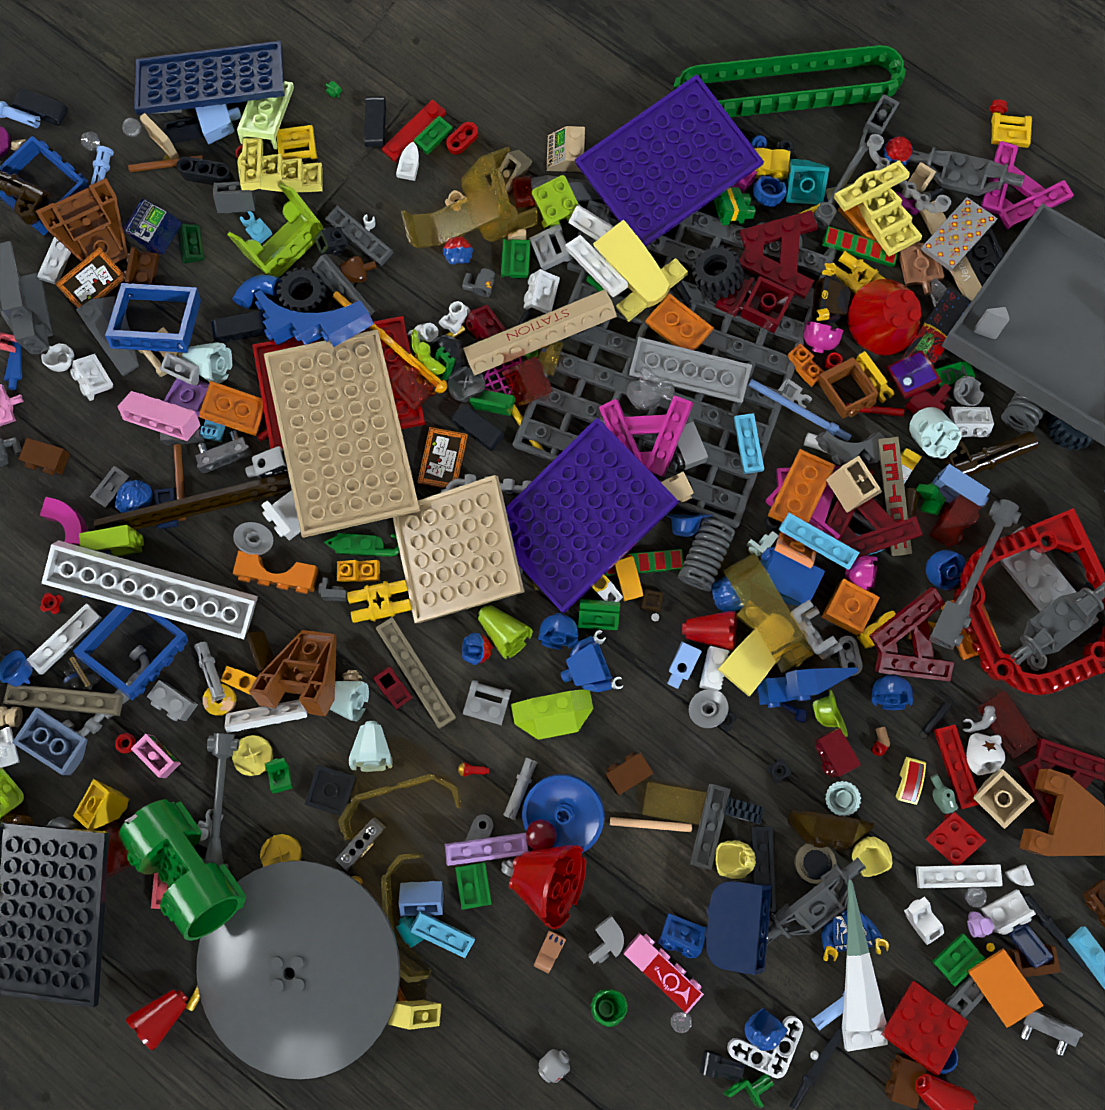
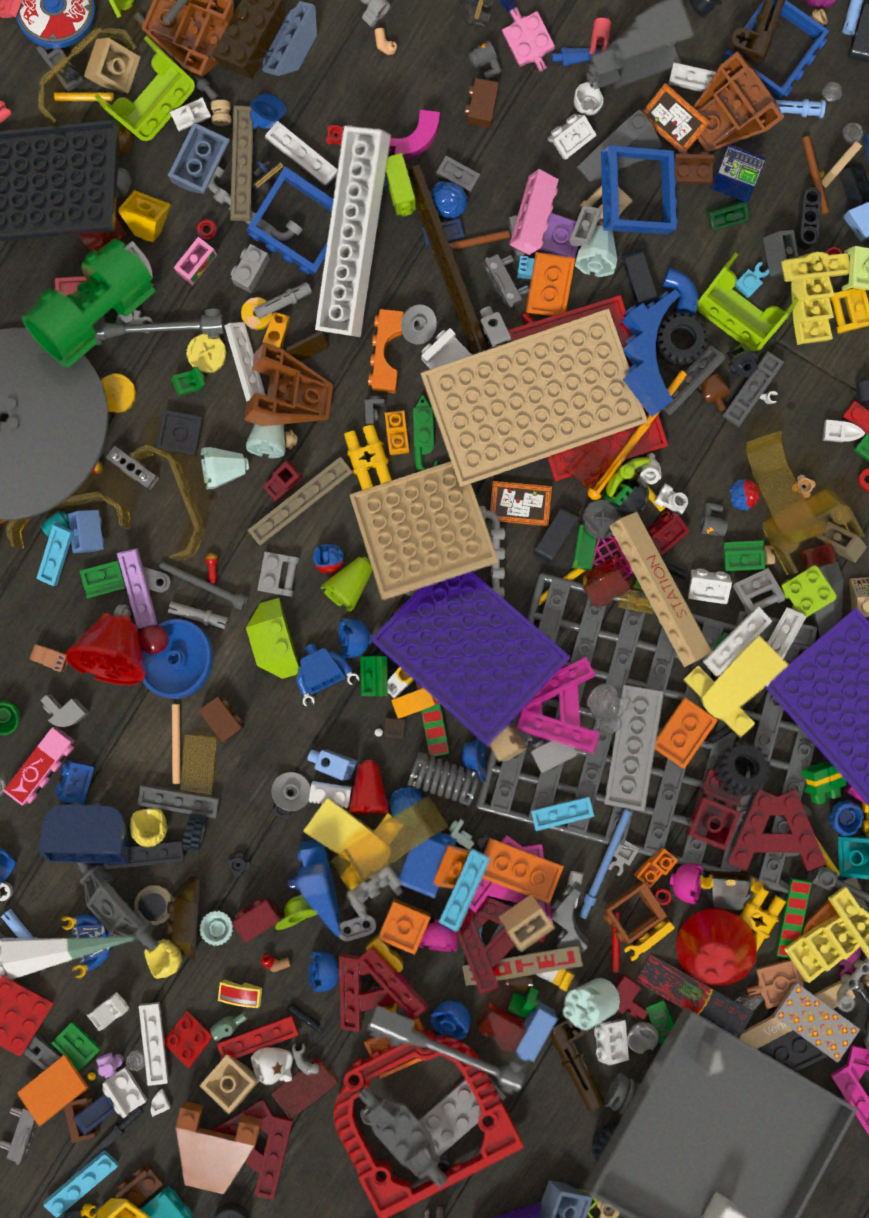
camera: 85 degrees right, 10 degrees up
(508, 746) = (238, 600): none -> dark grey piece
(913, 374) = (654, 979): slope -> none

